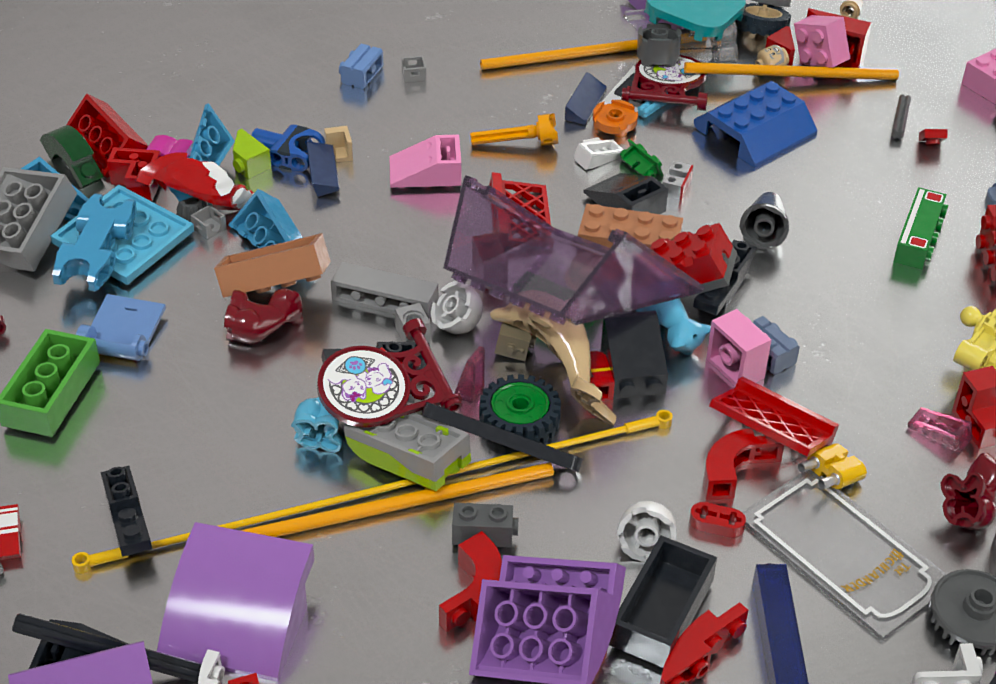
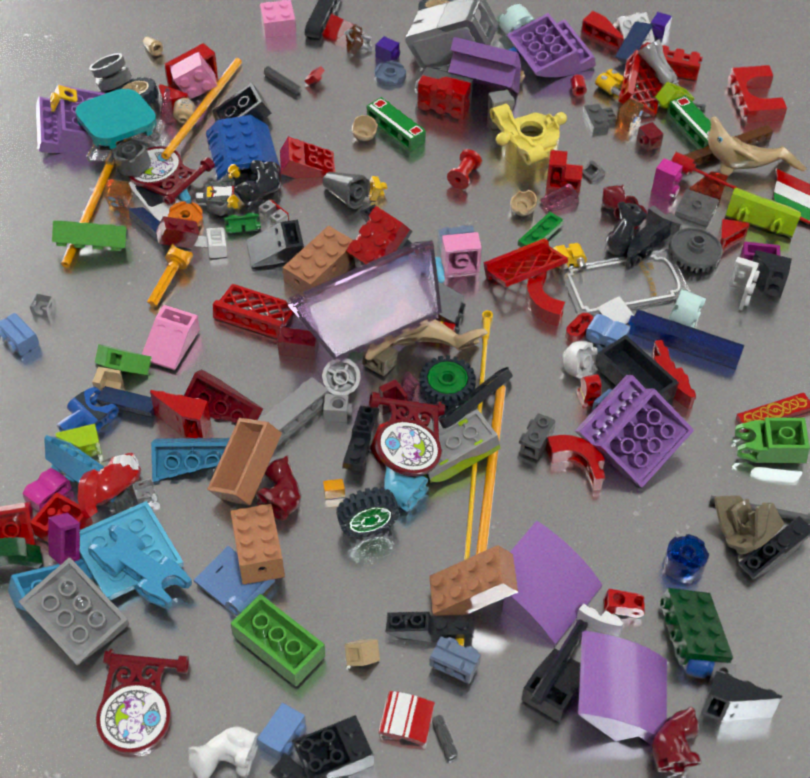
camera: 65 degrees left, 10 degrees up
(65, 463) = (362, 652): none -> tan panel
(78, 546) = (455, 659): none -> sand blue brick
(105, 173) = (63, 538): none -> magenta brick
(166, 317) = (257, 544): none -> nougat brick
(185, 514) = (474, 582): none -> nougat piece
(254, 389) = (367, 512): none -> black wheel
(295, 365) = (334, 488): none -> light orange slope
(318, 205) = (183, 414): none -> red slope
(364, 224) = (222, 399): none -> dark red wedge
(372, 142) = (123, 360): none -> bright green slope
(450, 357) = (394, 391): none -> dark red panel
(526, 59) = (89, 234): none -> bright green wedge
(578, 113) = (177, 232): none -> dark red brick
(597, 546) = (589, 388): none -> red leg
(601, 57) = (118, 193): none -> clear orange head
(669, 130) = (220, 194): none -> torso
(719, 152) = (263, 181): none -> black animal
(727, 543) = (605, 330): none -> medium blue brick
(757, 43) = (166, 113): none -> clear pink slope
(777, 549) = (616, 310): none -> white sticker
(786, 172) = (305, 160): none -> red slope
(792, 246) = (376, 188): none -> yellow tile
(827, 100) = (243, 103): none -> black slope
(831, 624) = (687, 308): none -> light aqua brick
(862, 424) = (543, 229): none -> green plate
(882, 202) = (364, 128): none -> tan hair
(891, 388) = (523, 203): none -> tan hair
(899, 311) = (470, 161): none -> red piece
(915, 508) = (622, 235): none -> black animal
(925, 537) = (645, 240): none -> black slope

